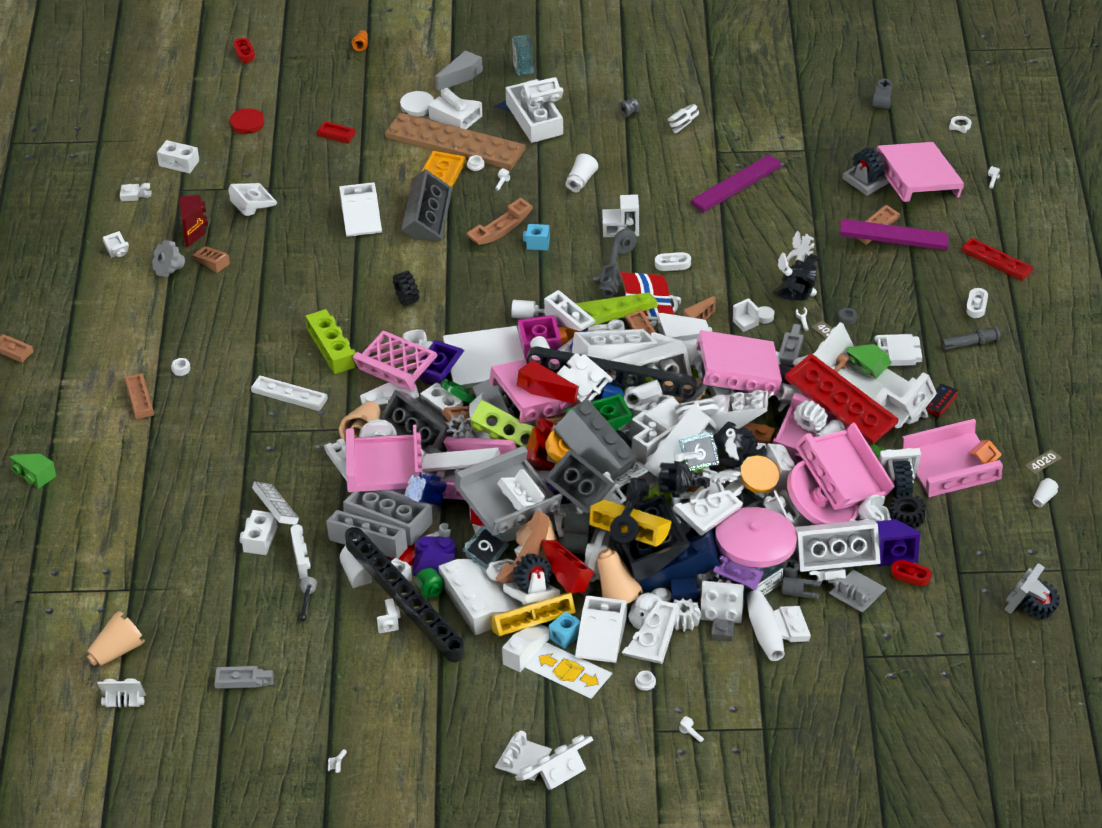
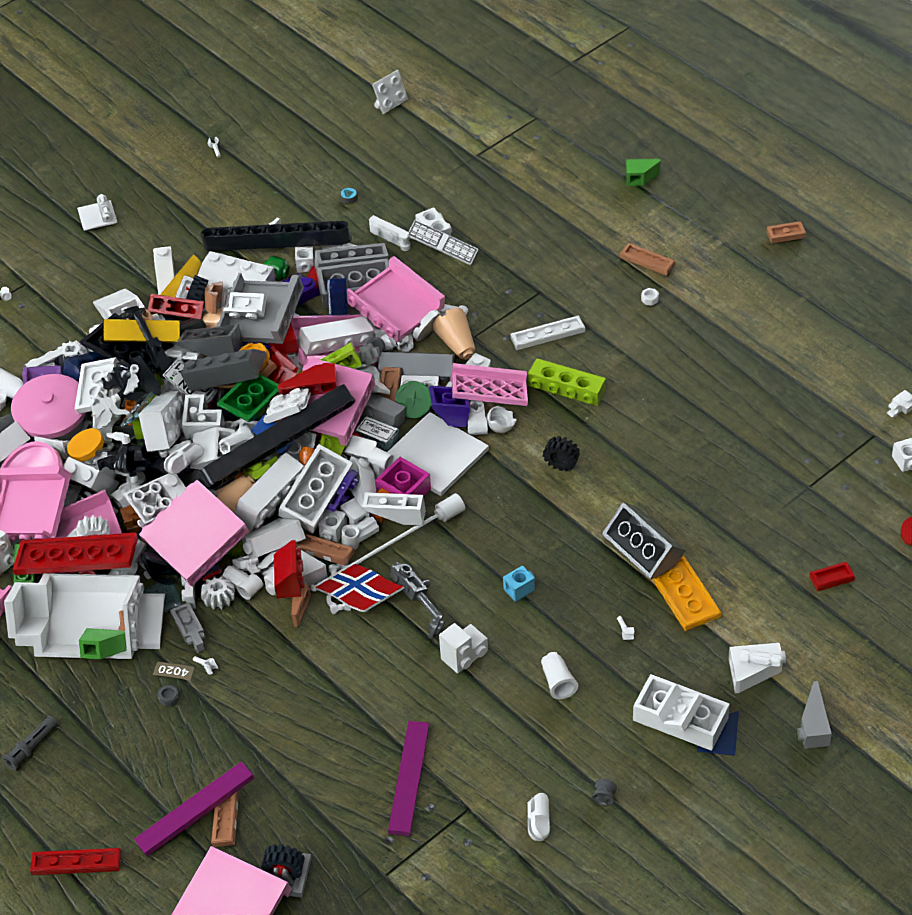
camera: 140 degrees right, 5 degrees up
(114, 640) = (432, 117): light nougat cone -> none
(115, 244) = (838, 349): white bracket -> none
(167, 259) = (777, 357): light grey plant -> none
(192, 218) = (810, 394): dark red slope -> none
(215, 260) = (746, 390): nougat slope -> none
(242, 677) = (330, 149): light grey hinge -> none
(250, 197) = (800, 455): white slope -> none
(283, 621) = (348, 195): none -> tile
(305, 588) = (355, 218): hinge -> none
(360, 209) = (697, 504): white slope -> none
(416, 103) = (806, 658): white tile -> none
(443, 531) = (311, 307): white hand -> none
(454, 140) = (712, 641): medium nougat piece -> none
(475, 163) = (668, 626): white plate -> none
(503, 225) = (568, 573): nougat slope -> none
(523, 55) = (770, 768): clear light blue brick -> none
(559, 766) = (69, 217): white bracket -> none
(564, 630) = (144, 292): medium azure brick -> none
(568, 670) = (134, 281): white sticker -> none
(614, 308) = (371, 546): lime wing -> none
(645, 680) = (59, 302): white plate -> none
(655, 634) = (77, 324): white wing -> none
(672, 261) = (375, 642): white plate -> none
(695, 306) = (288, 571): none -> red slope
(746, 315) = (255, 629): white panel -> none
(766, 314) = (243, 646): white tile -> none
(800, 277) = (238, 677): black helmet -> none
(901, 348) = (88, 686): white plate -> none
(942, 400) = (14, 662): black tile -> none
(977, 302) = (55, 788): white plate -> none

